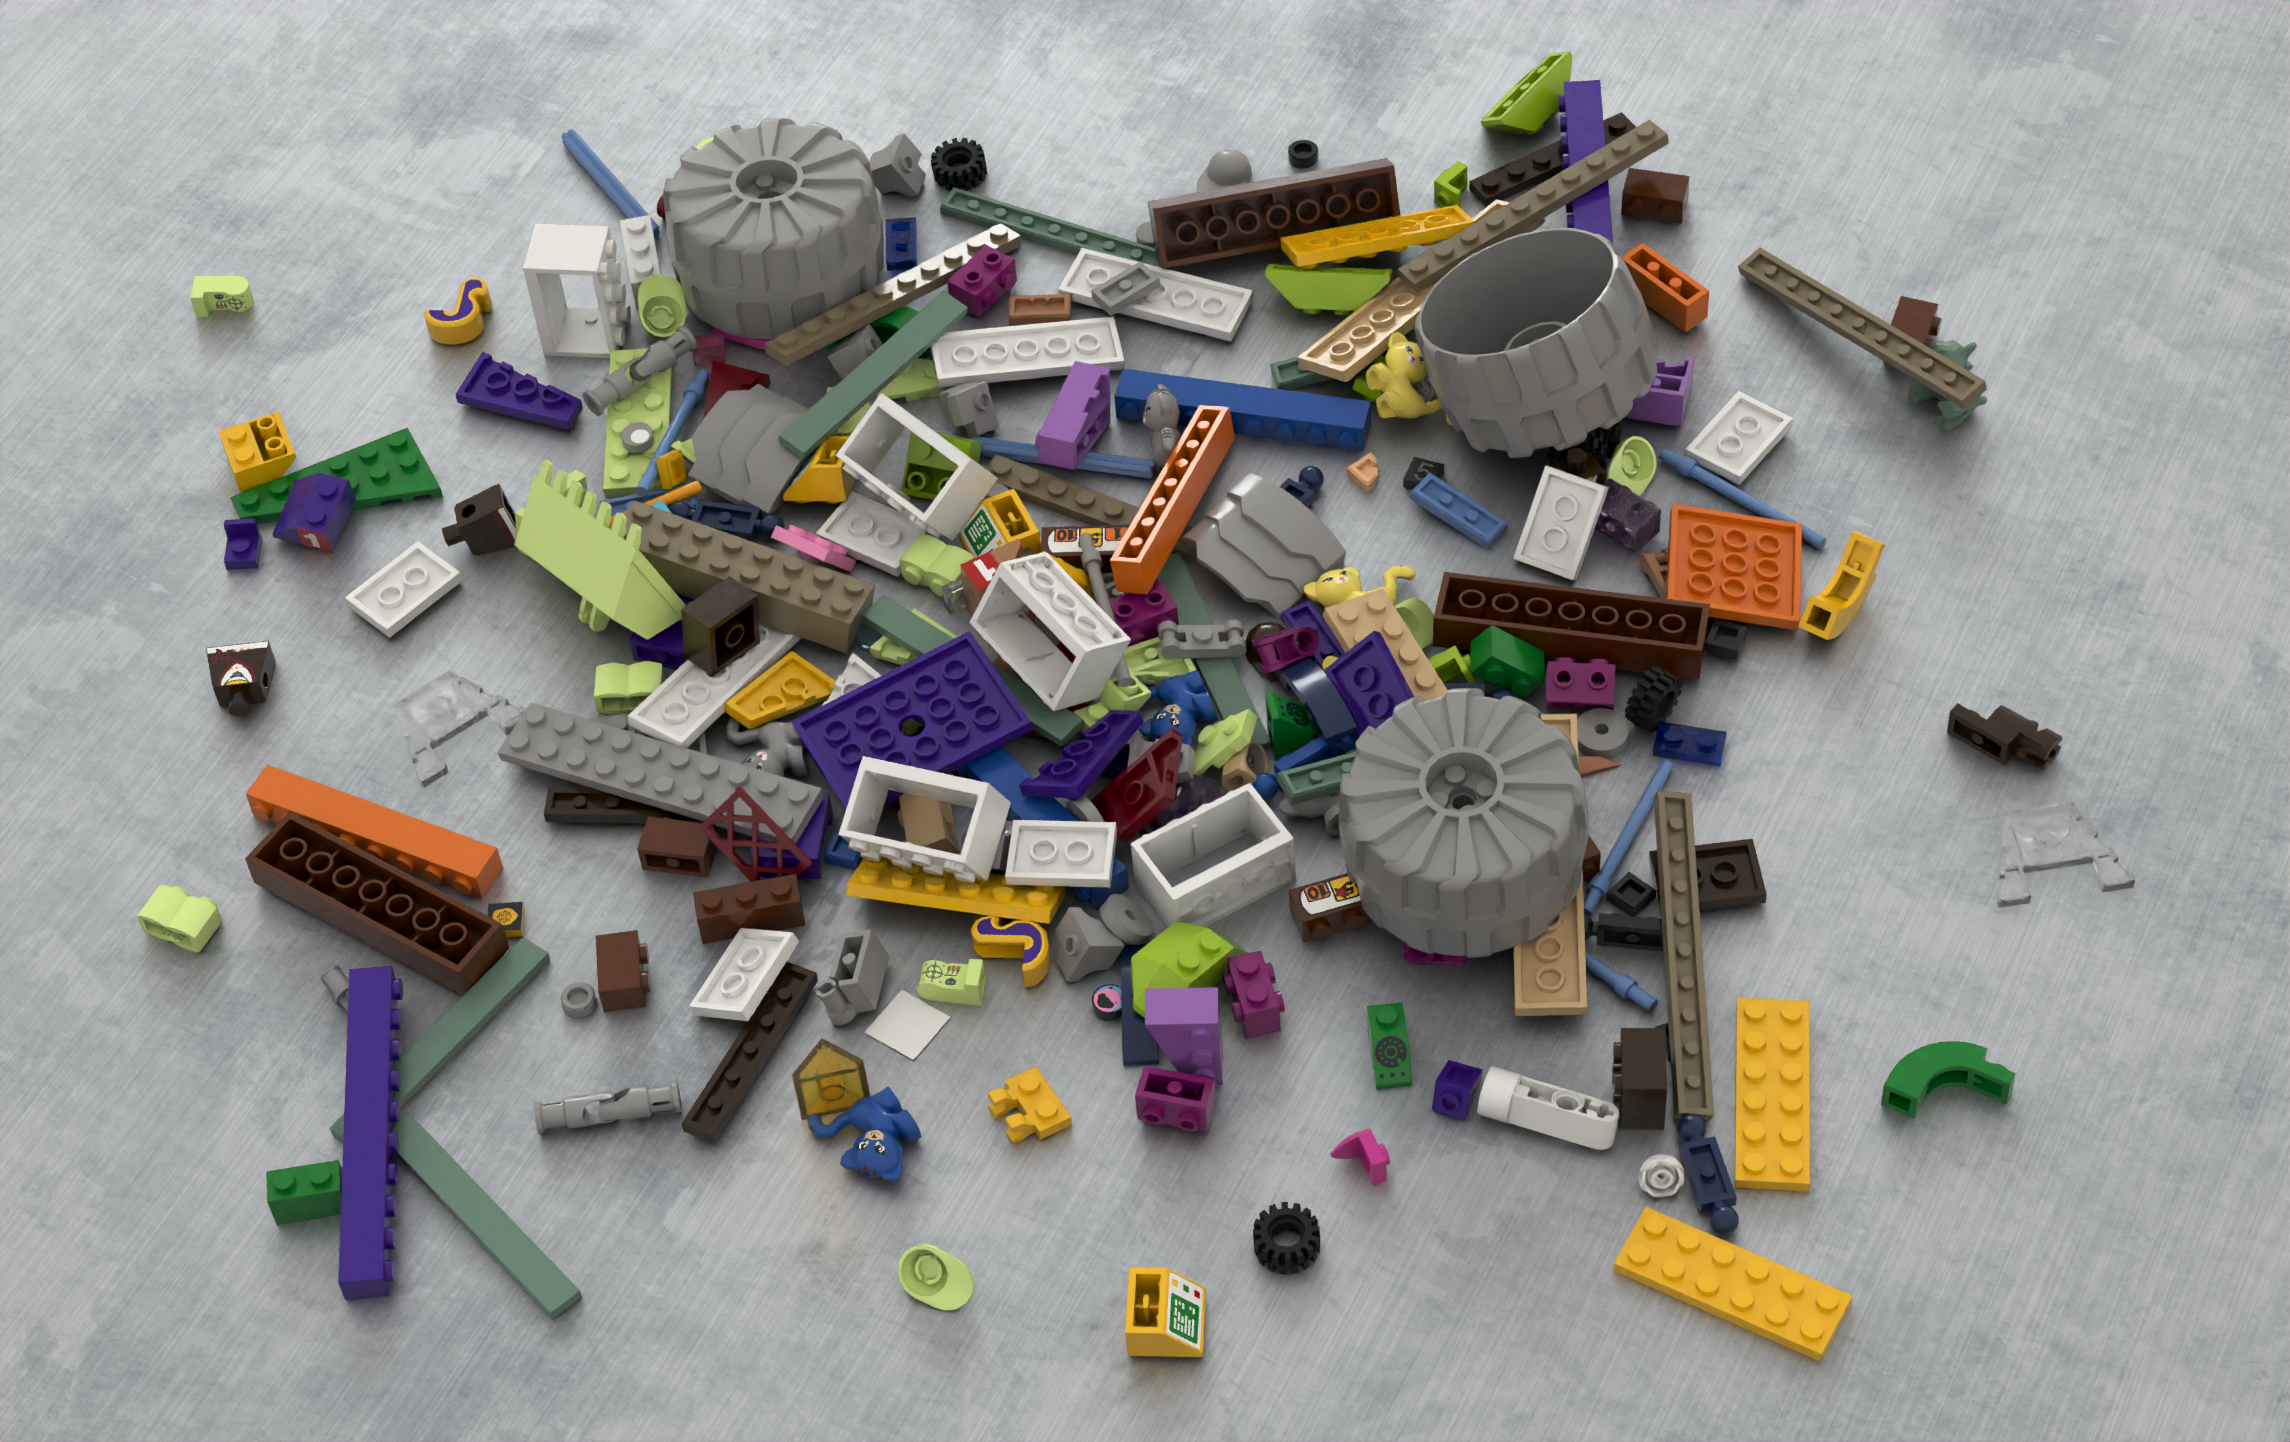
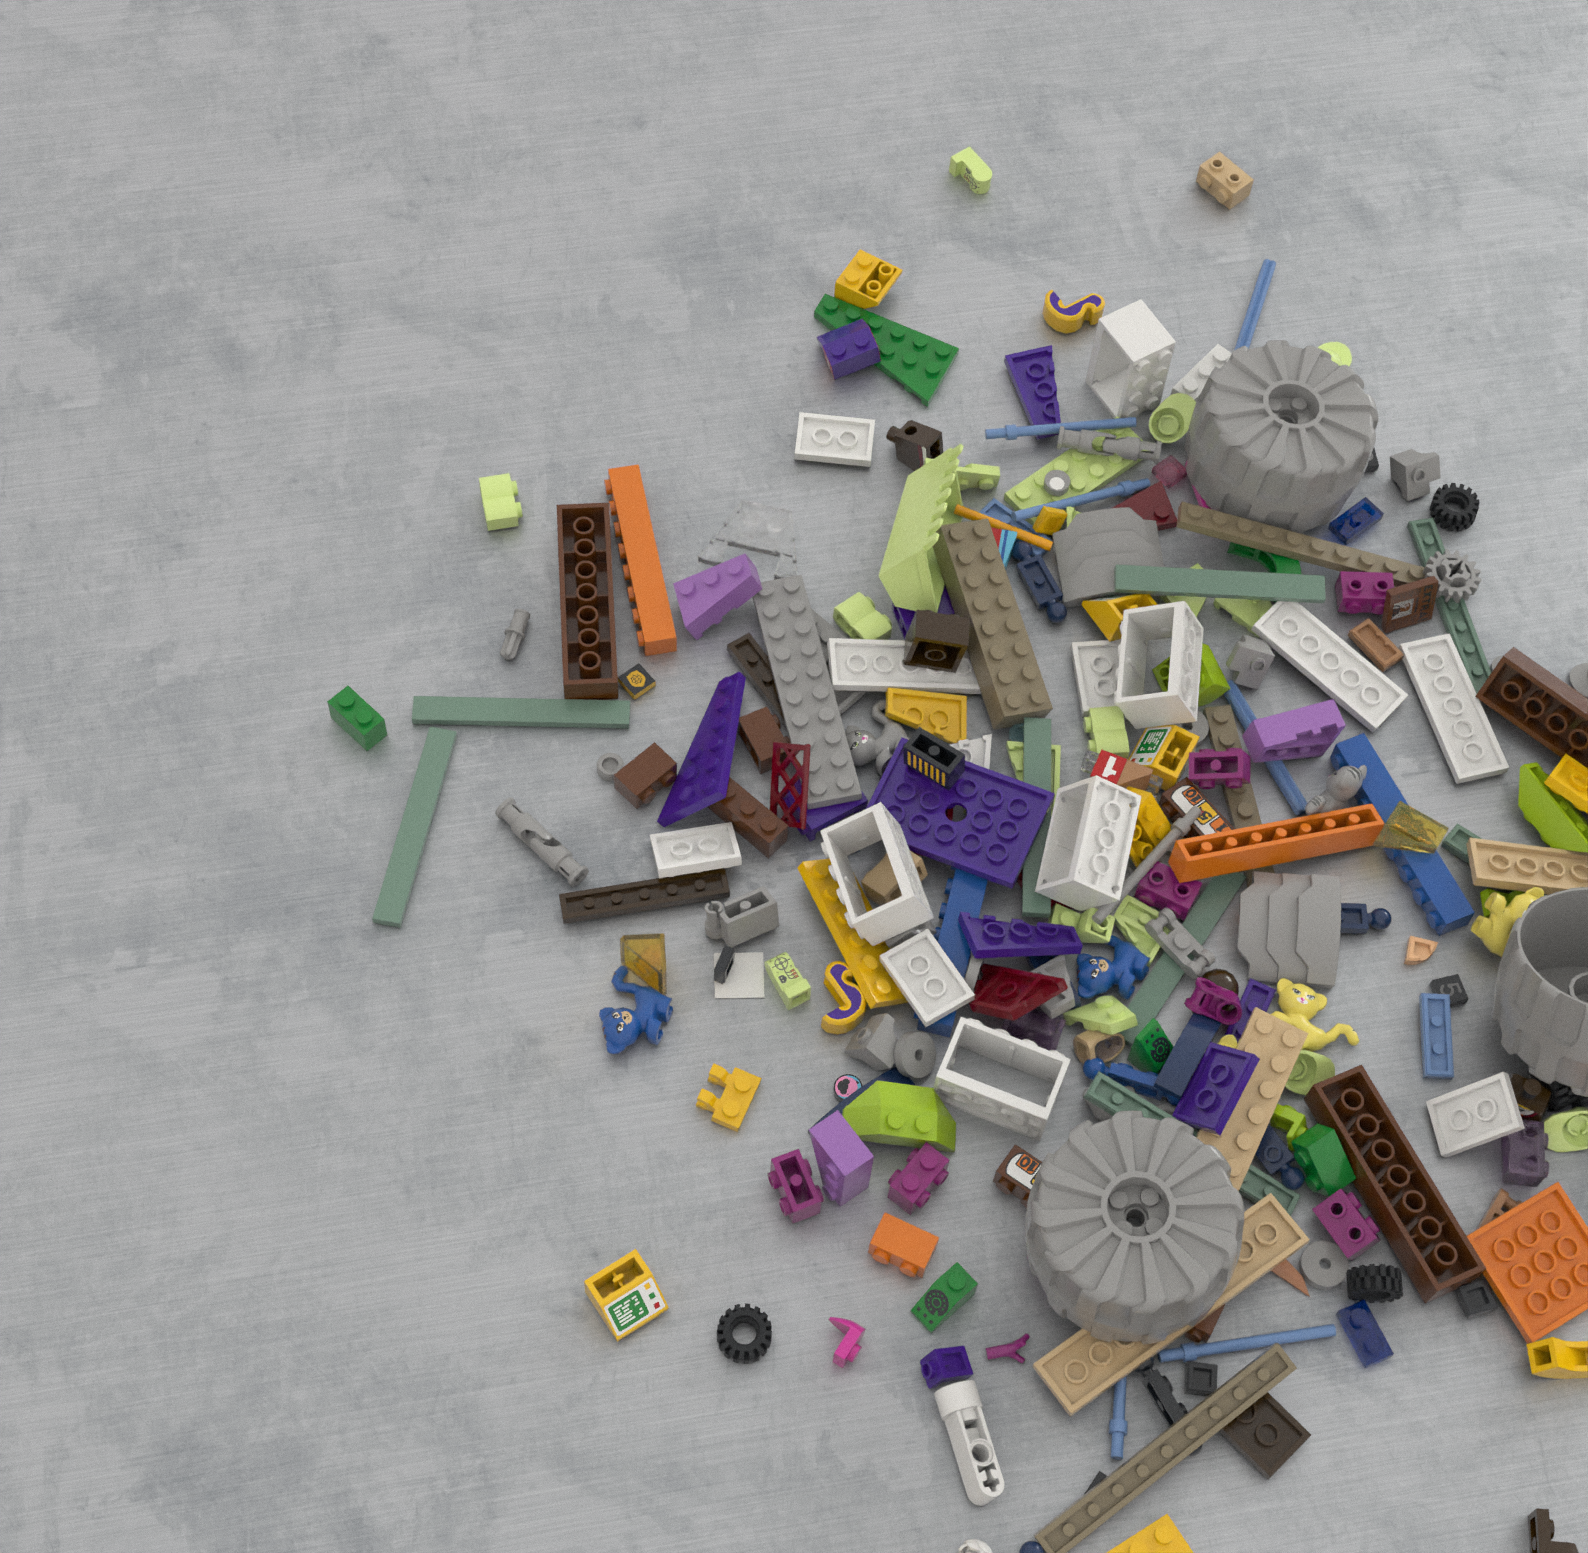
camera: 45 degrees right, 10 degrees up
(241, 674) = (697, 400): dark brown torso -> none
(242, 544) = (796, 327): dark purple bracket -> none
(369, 1133) = (421, 719): dark purple brick -> none
(445, 110) = (1224, 180): none -> tan brick
(480, 783) = (716, 591): none -> medium lavender wedge
(548, 437) = (1011, 432): none -> medium blue bar
(655, 899) = (709, 759): none -> dark purple wing
(813, 547) = (1054, 650): bright pink plate -> none
(847, 699) = (934, 758): none -> black brick
(854, 350) = (1236, 558): light grey brick -> none
(889, 1024) = (724, 964): none -> black tile
(935, 1277) = (553, 1129): yellowish green cap -> none
(1027, 253) = (1409, 604): none -> reddish brown tile
(1029, 207) = (1464, 578): none -> light grey gear
(1059, 493) = (1219, 768): none -> magenta brick
(1125, 288) = (1434, 685): light grey plate -> none
(1253, 392) = (1411, 831): none -> clear yellow wing
(1309, 1048) = (903, 1245): none -> orange brick
(1480, 1029) = (1008, 1349): none -> magenta bar
(1640, 1078) = (1039, 1491): dark brown brick -> none

